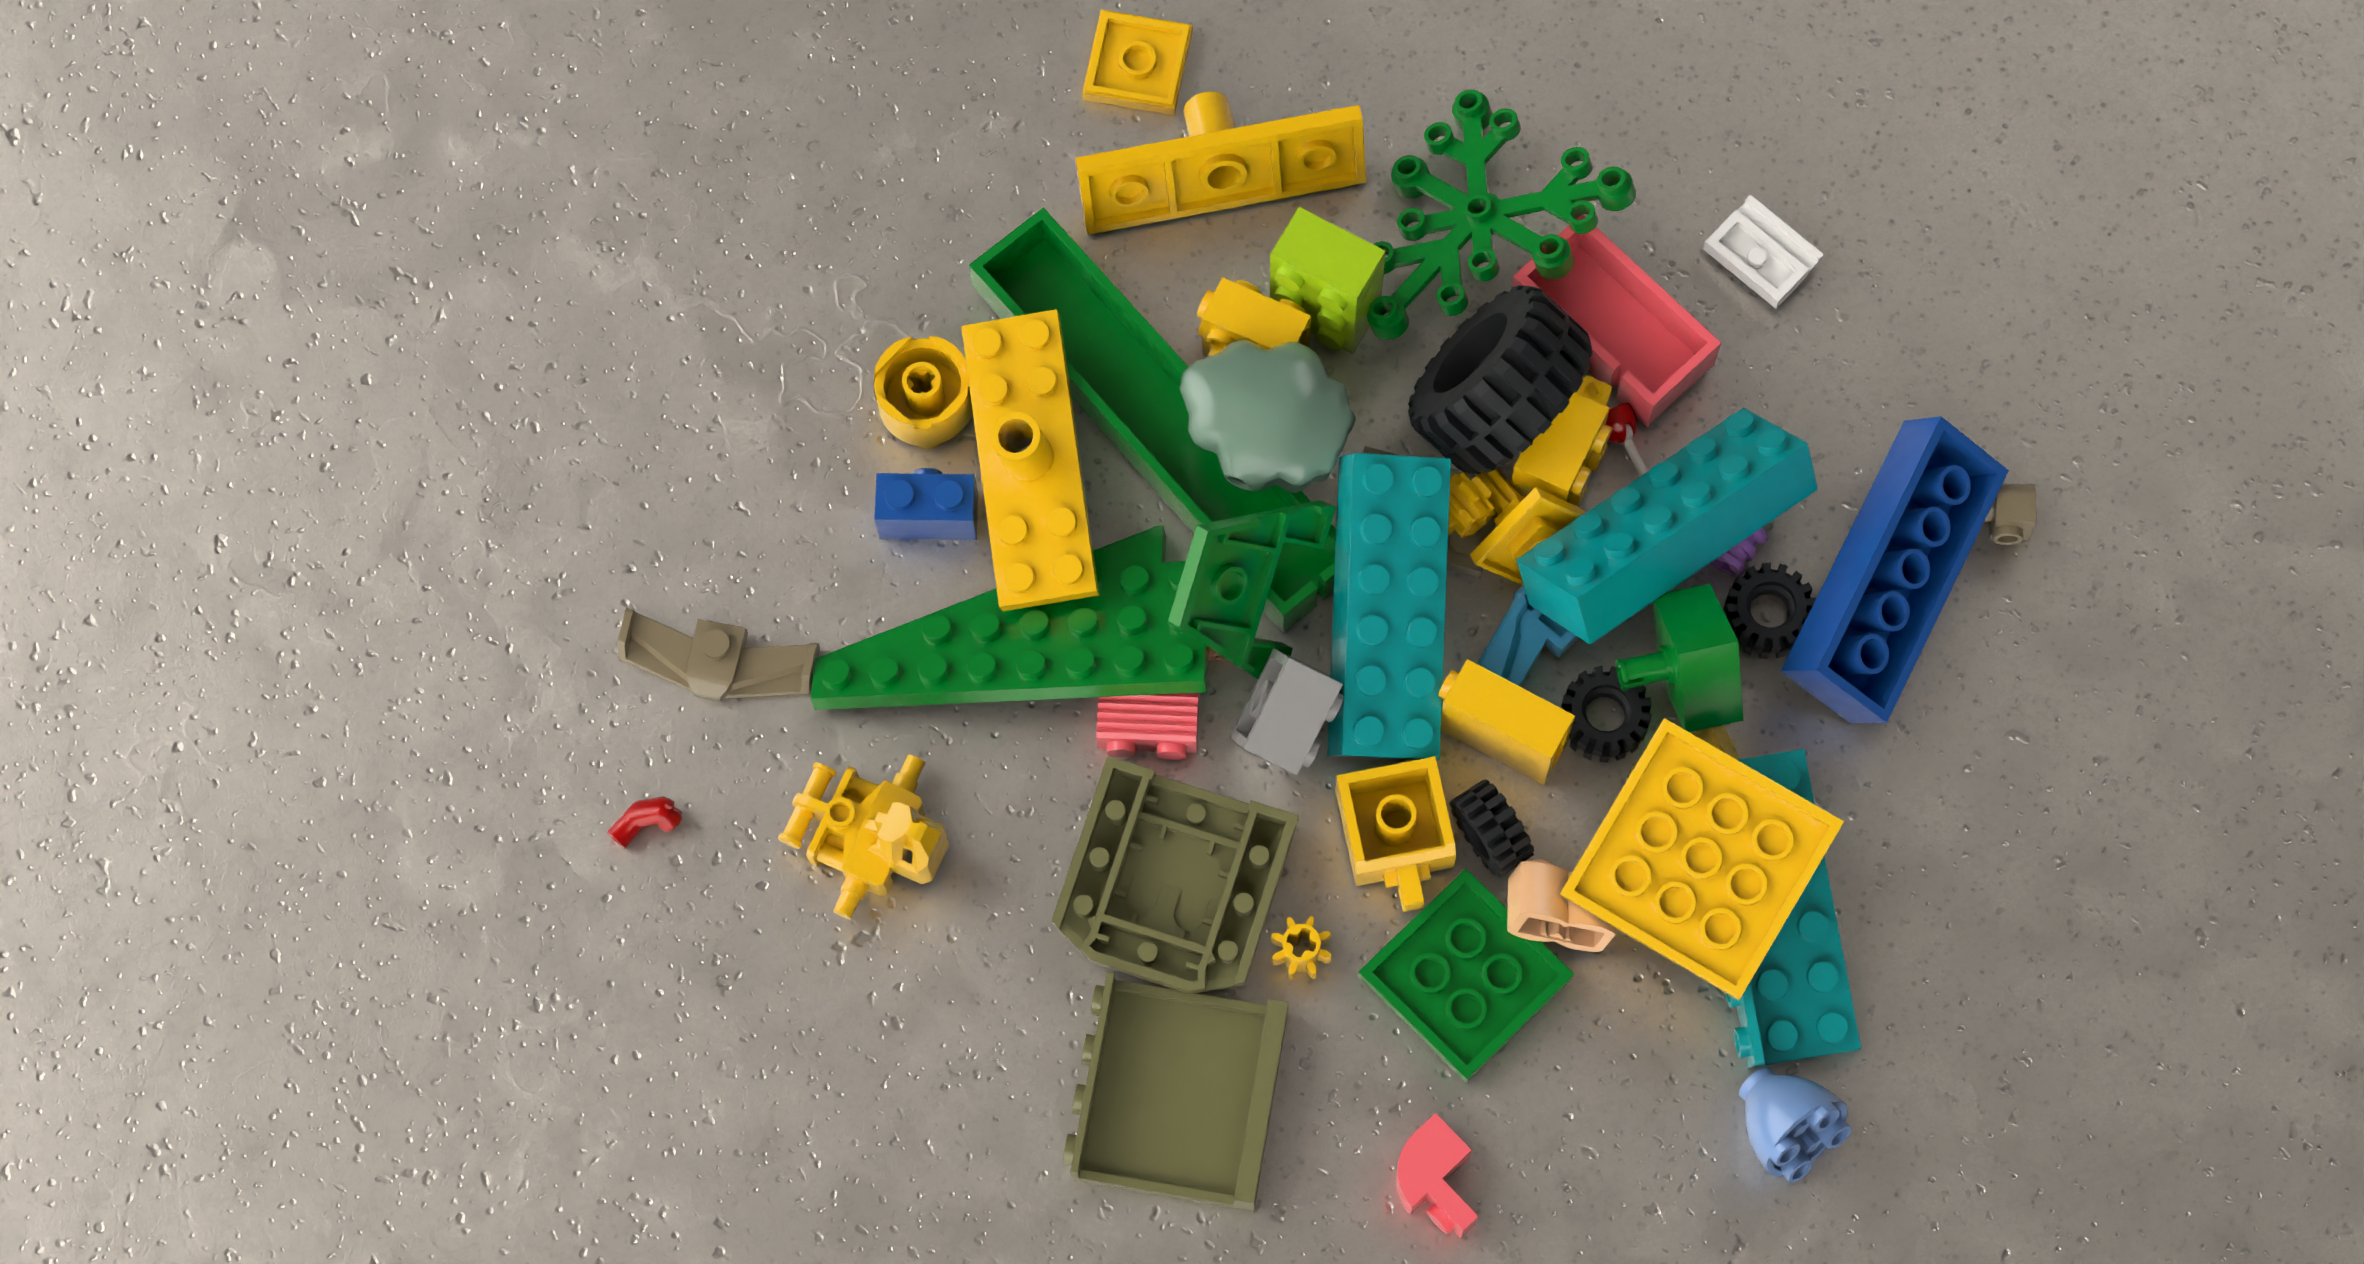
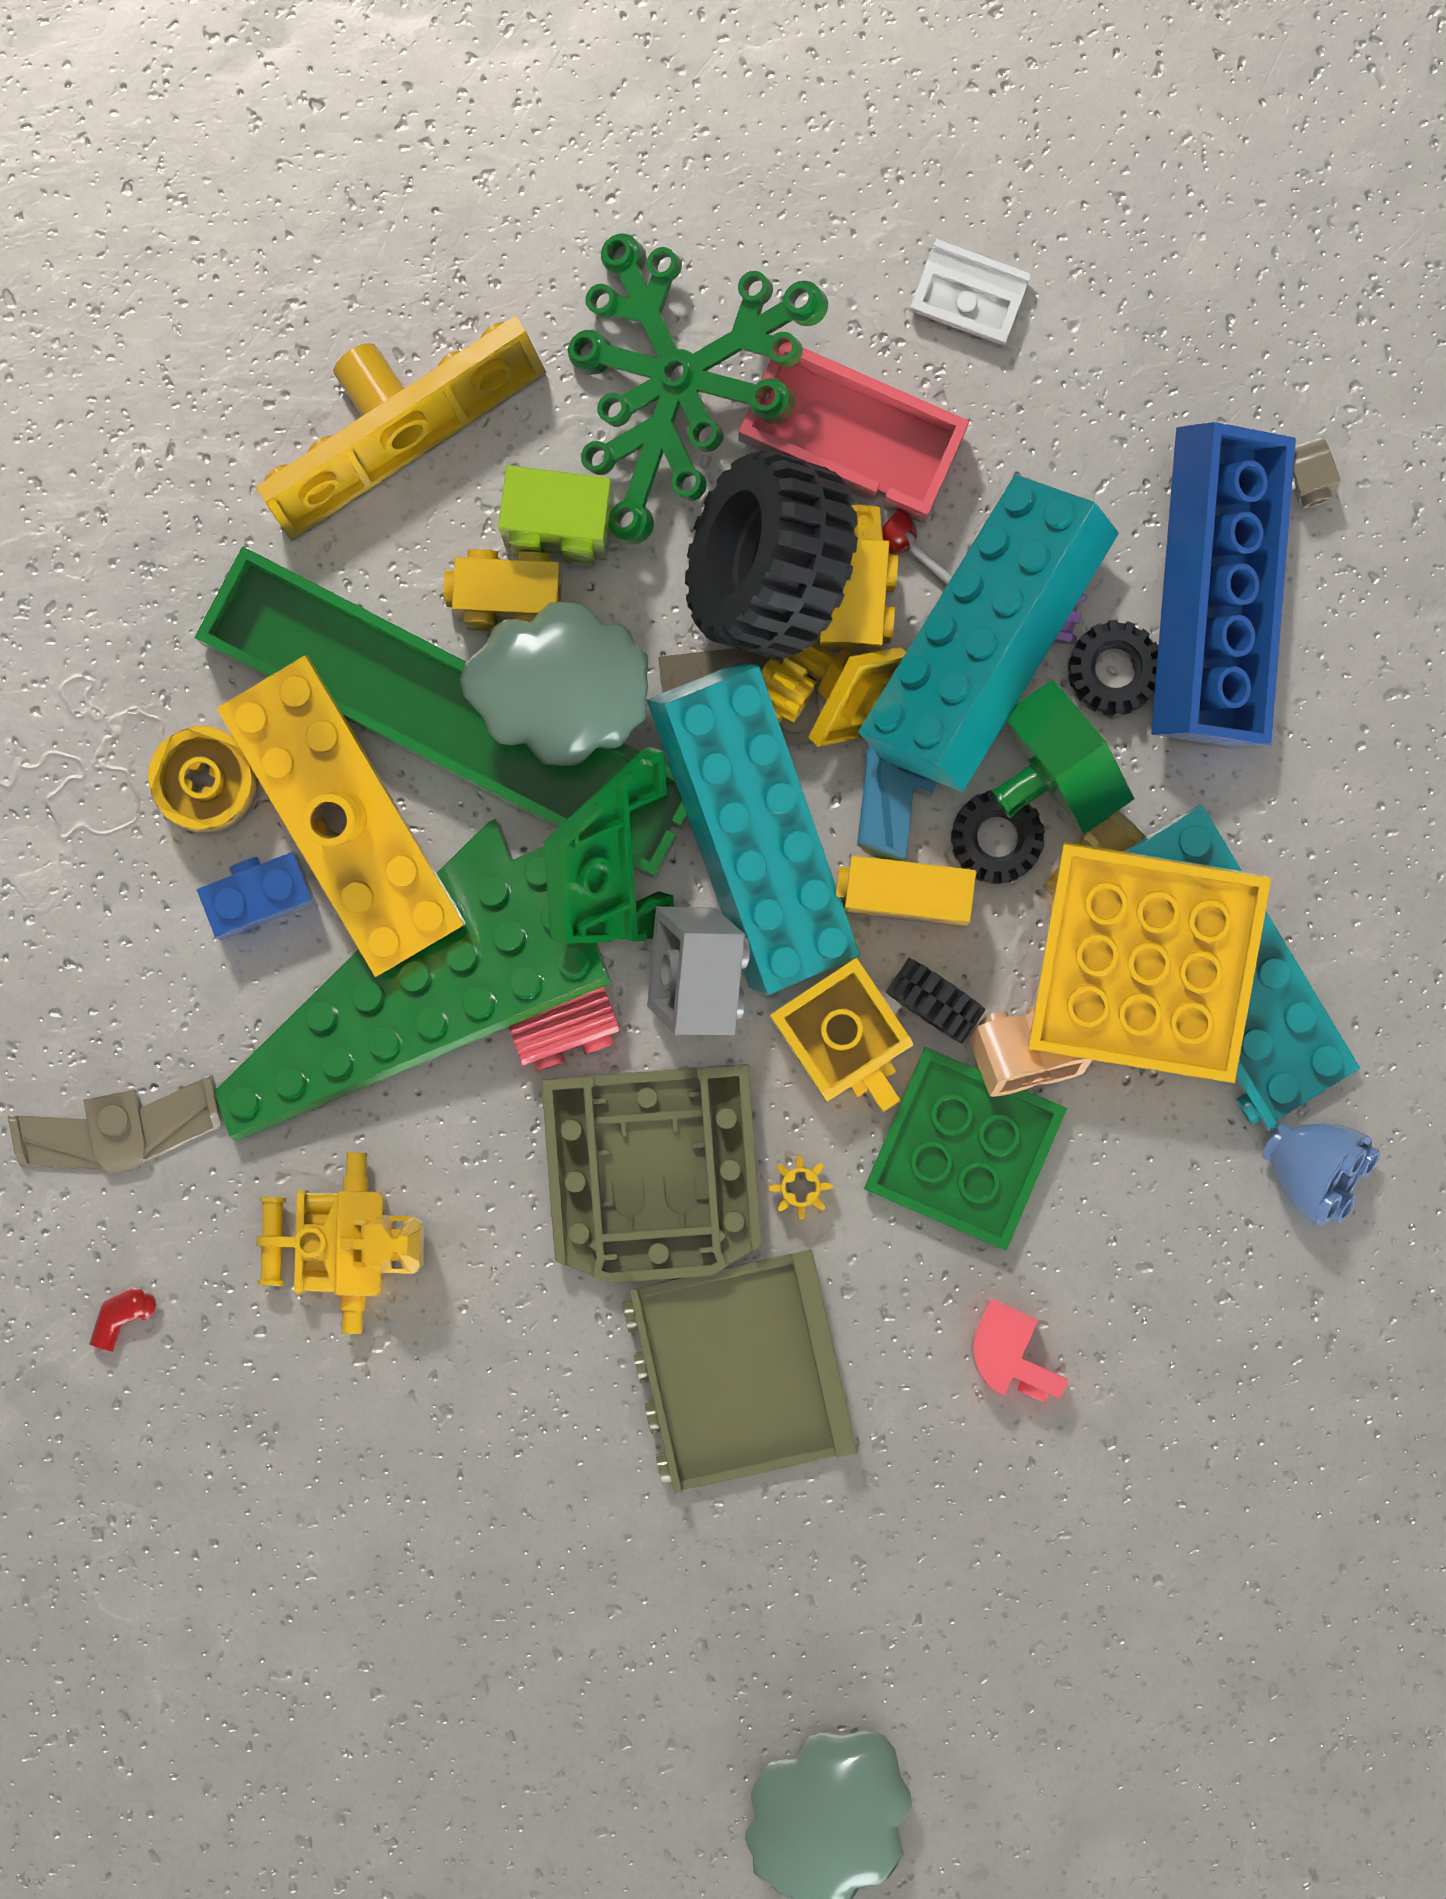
camera: 25 degrees left, 15 degrees up
(1137, 62) = (263, 334): yellow tile -> none

